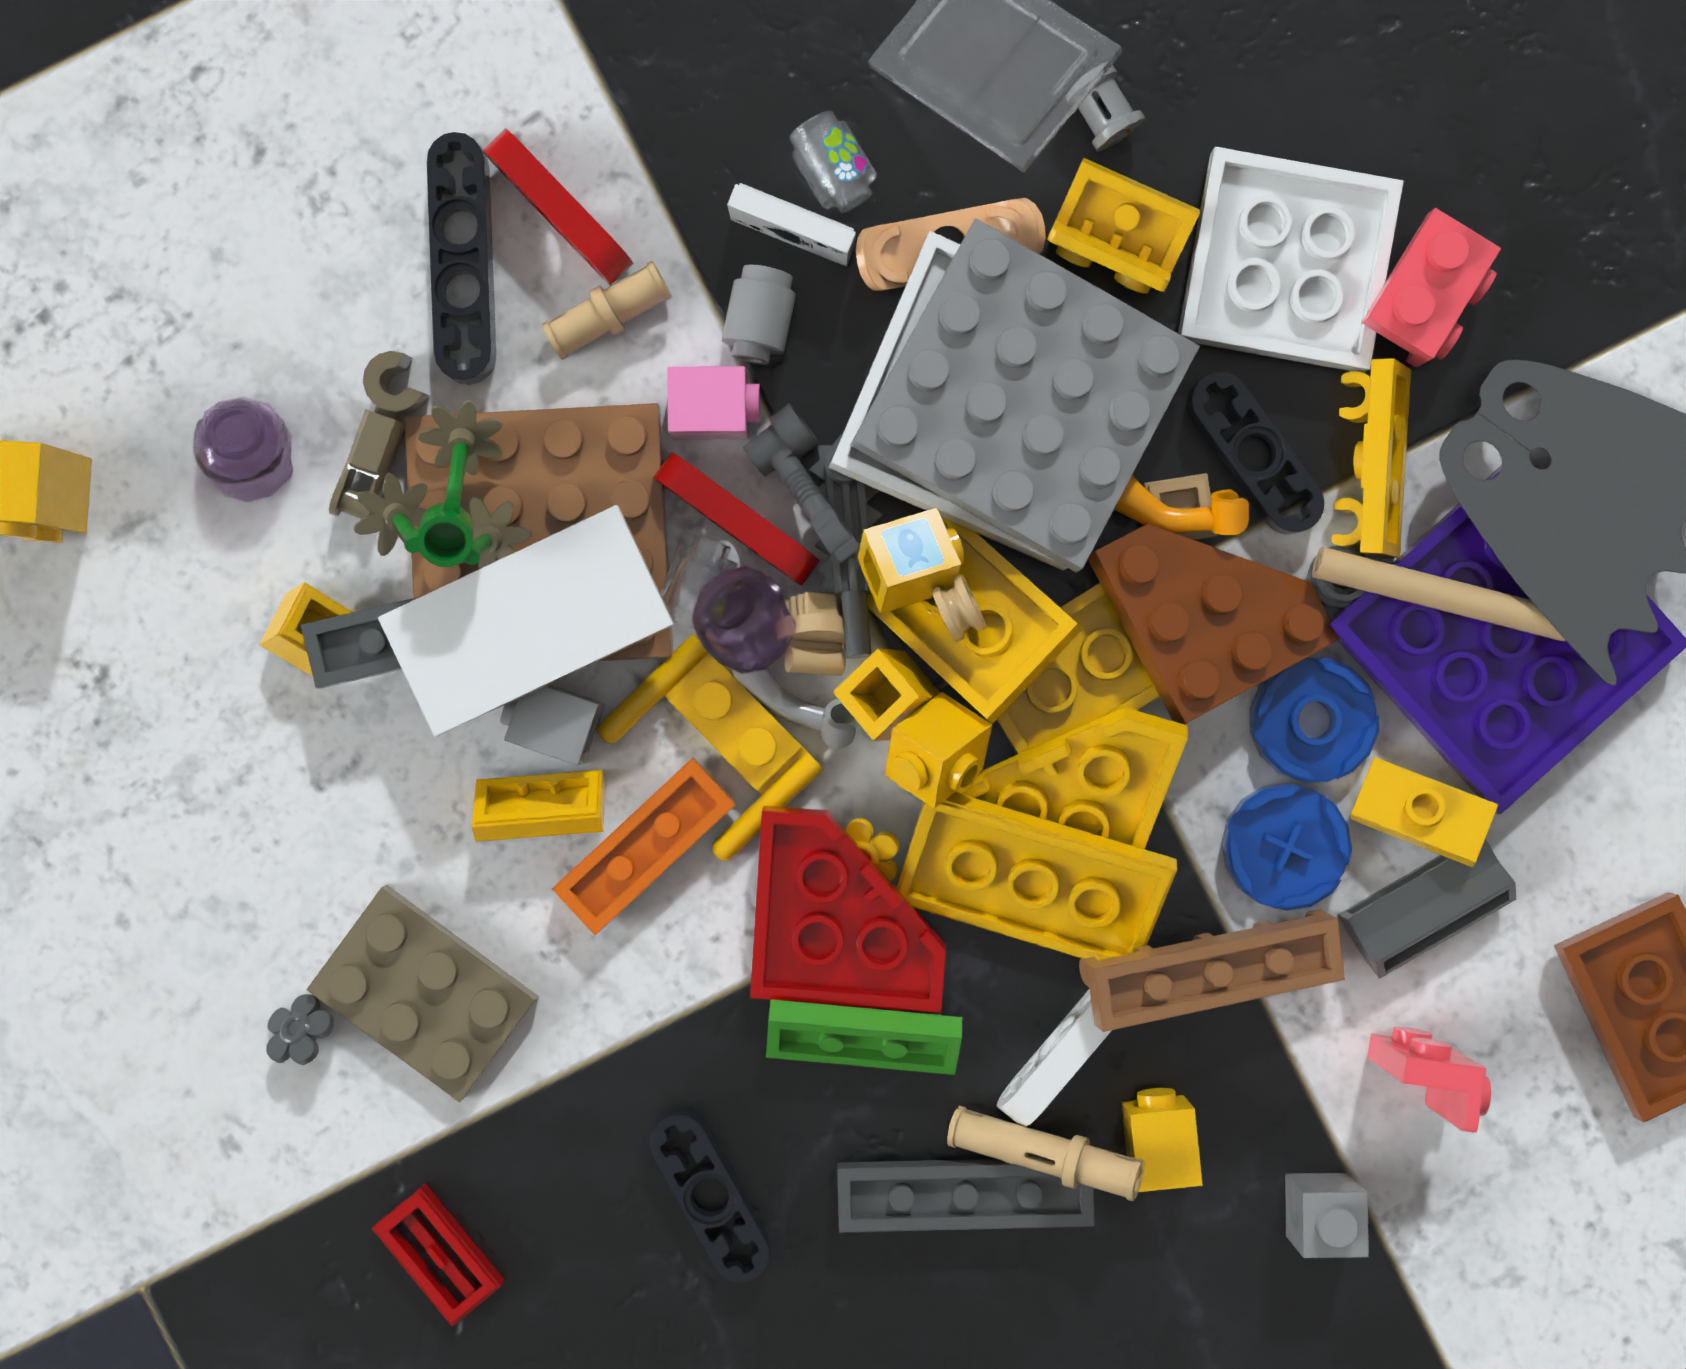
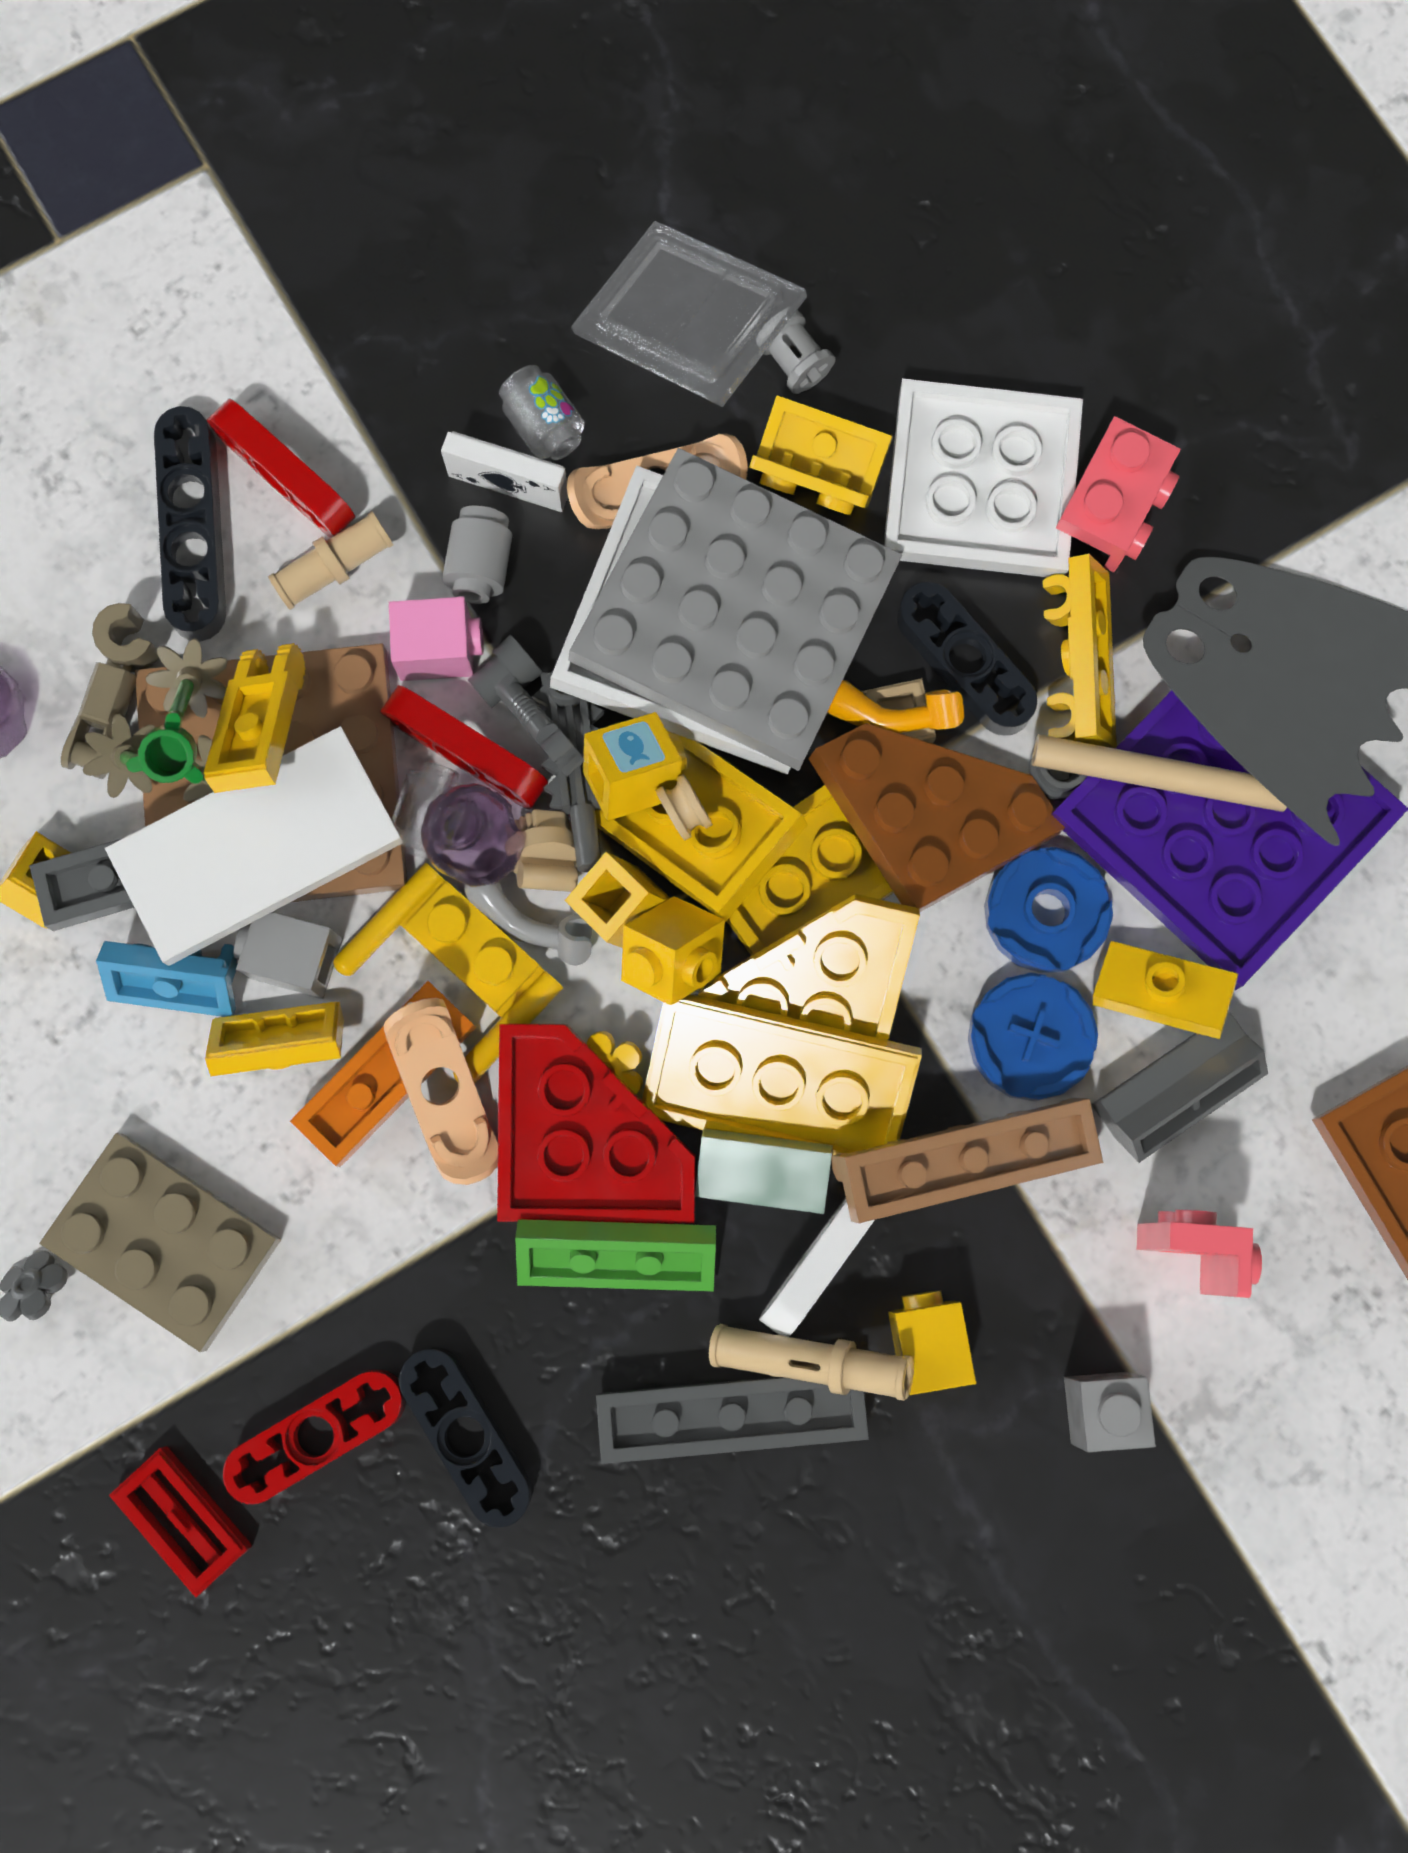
camera: 10 degrees left, 10 degrees down
(405, 735) = (192, 985): none -> dark azure plate
(519, 1192) = (264, 1444): none -> red beam
(530, 493) = (255, 720): none -> yellow hinge
(711, 904) = (455, 1130): none -> light nougat piece
(1012, 964) = (763, 1171): none -> tile

